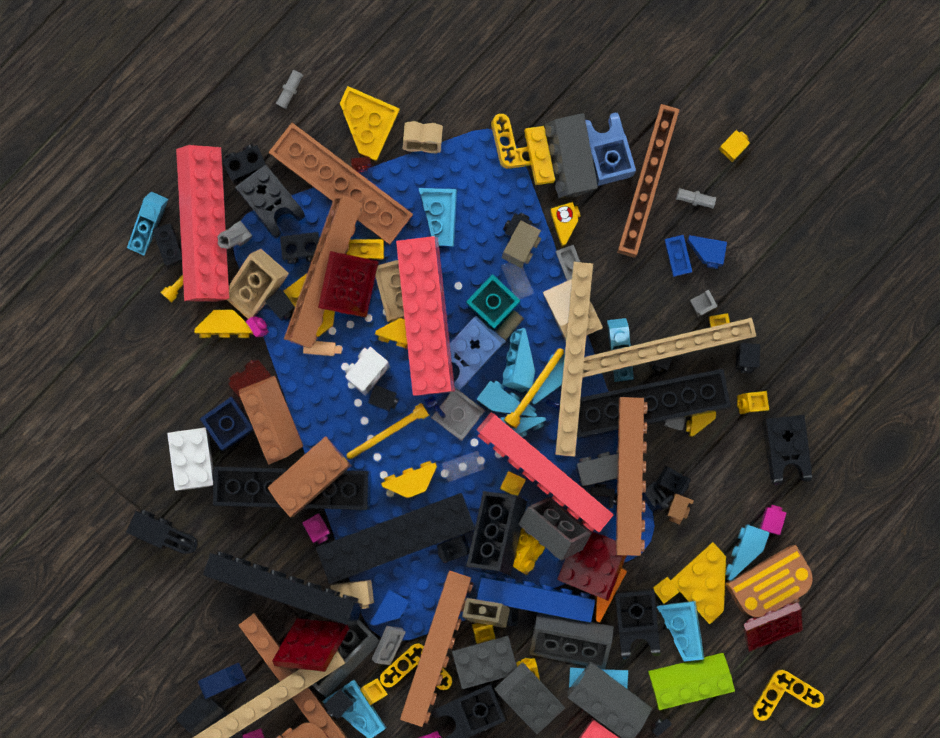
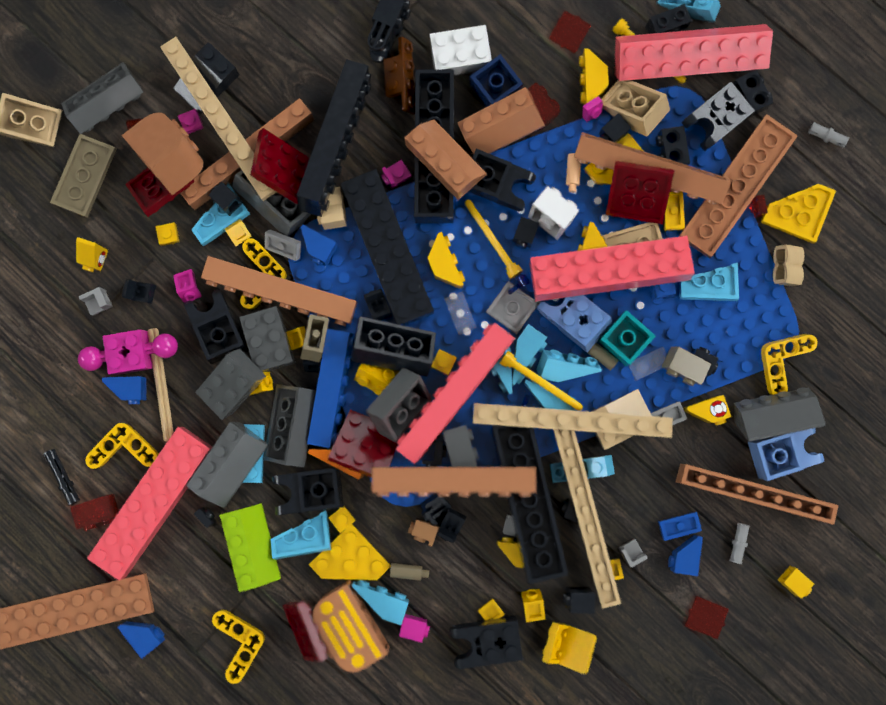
camera: 85 degrees right, 0 degrees up
(171, 346) = (570, 31): none -> clear red piece
(214, 522) = (399, 76): none -> reddish brown bracket
(222, 680) = (245, 84): dark blue slope -> none
(235, 235) = (682, 83): light grey piece -> none
(328, 420) = (500, 181): none -> black brick
(539, 155) = (776, 382): yellow plate -> none
(718, 524) = (408, 572): none -> dark tan cylinder
(757, 444) = (491, 610): none -> yellow tile
(767, 233) = (706, 617): none -> clear red piece
(793, 369) = (569, 647): none -> yellow bracket

